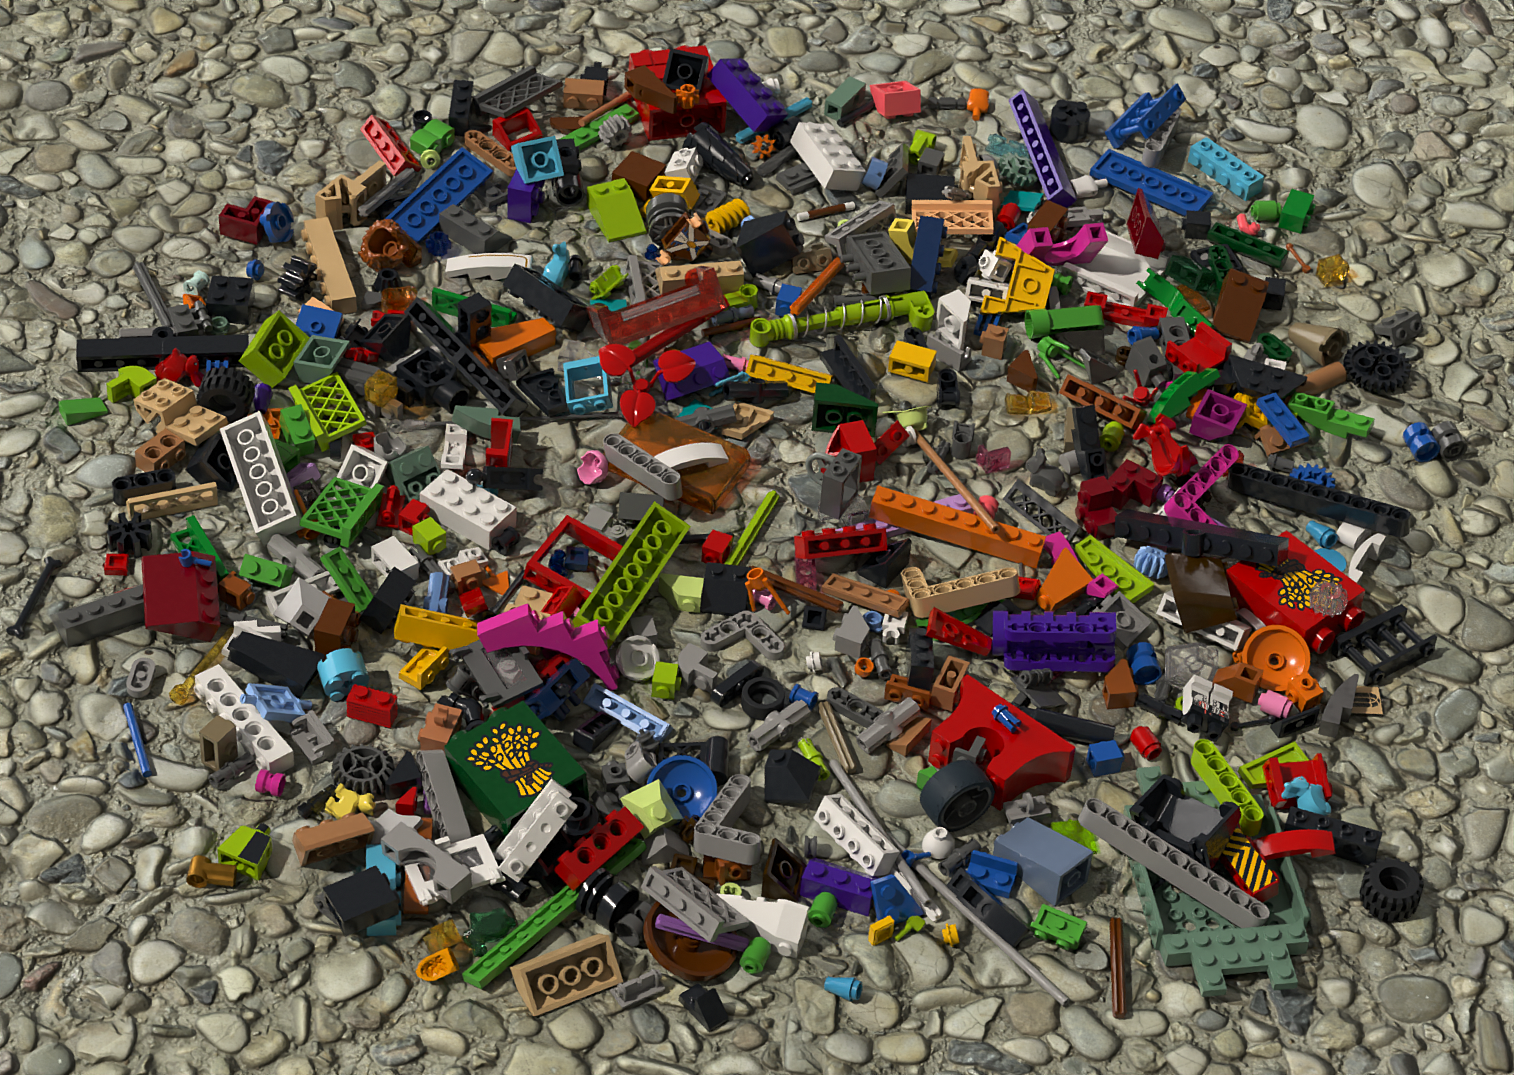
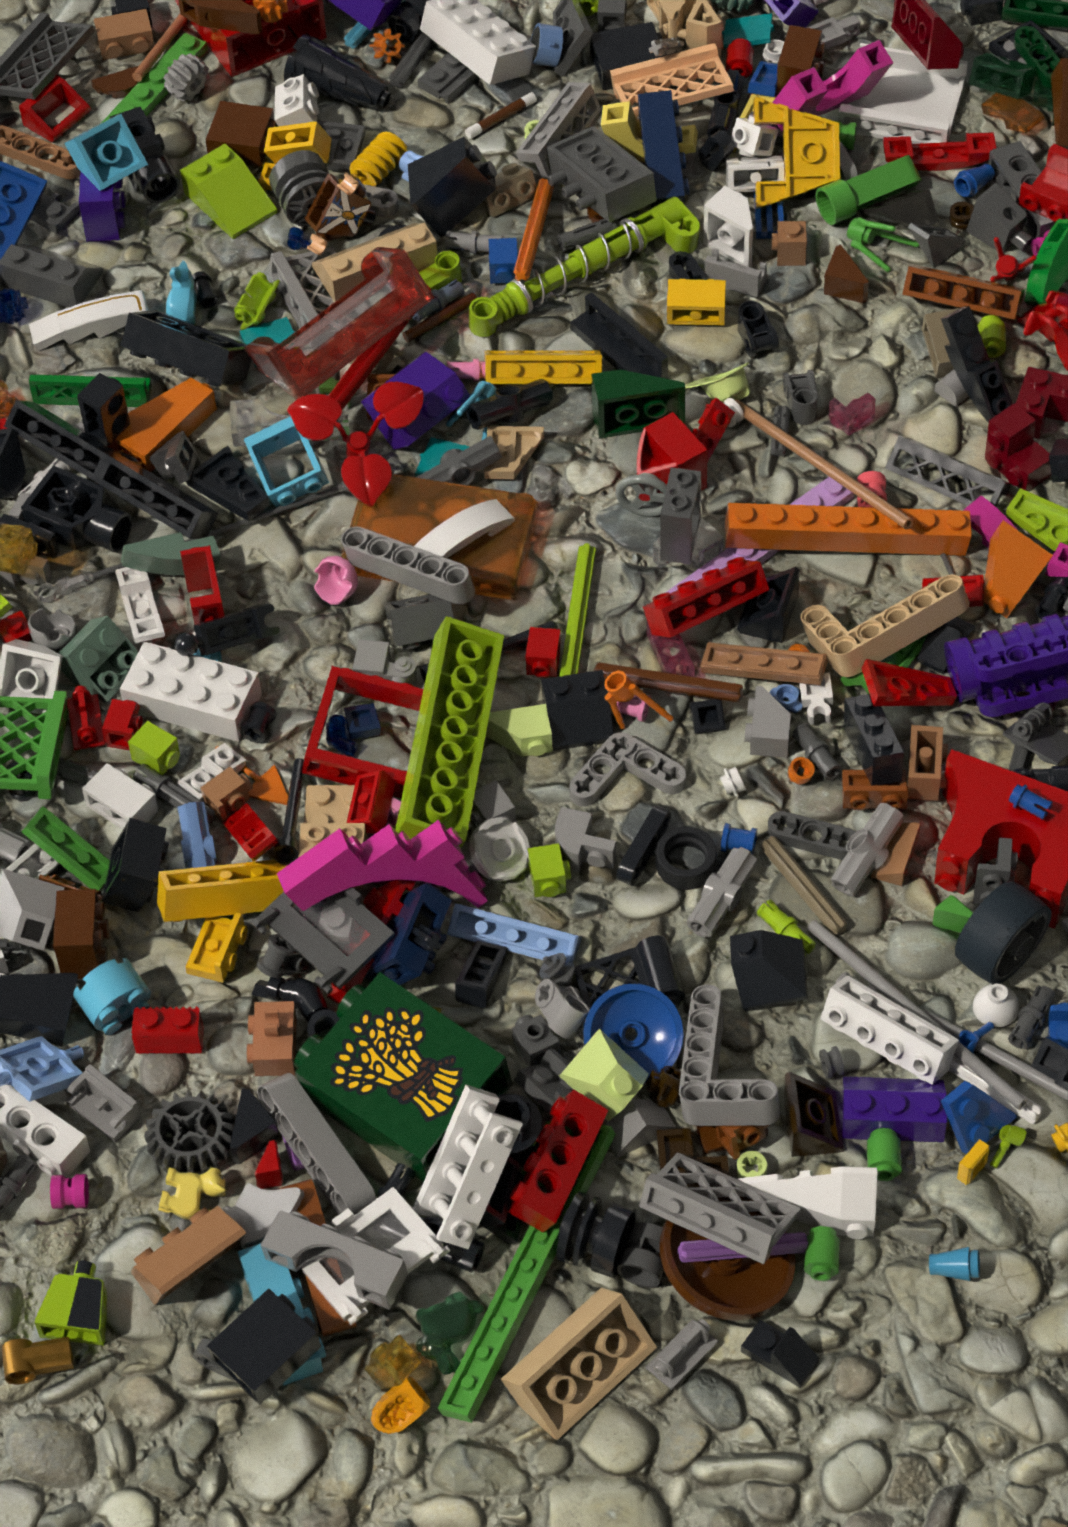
camera: 10 degrees left, 10 degrees up
(316, 801) = (143, 1198): black axle -> none
(1033, 403) = (868, 319): clear yellow slope -> none
(1044, 475) = (930, 419): dark grey animal -> none
(1173, 299) = (999, 120): green piece -> none

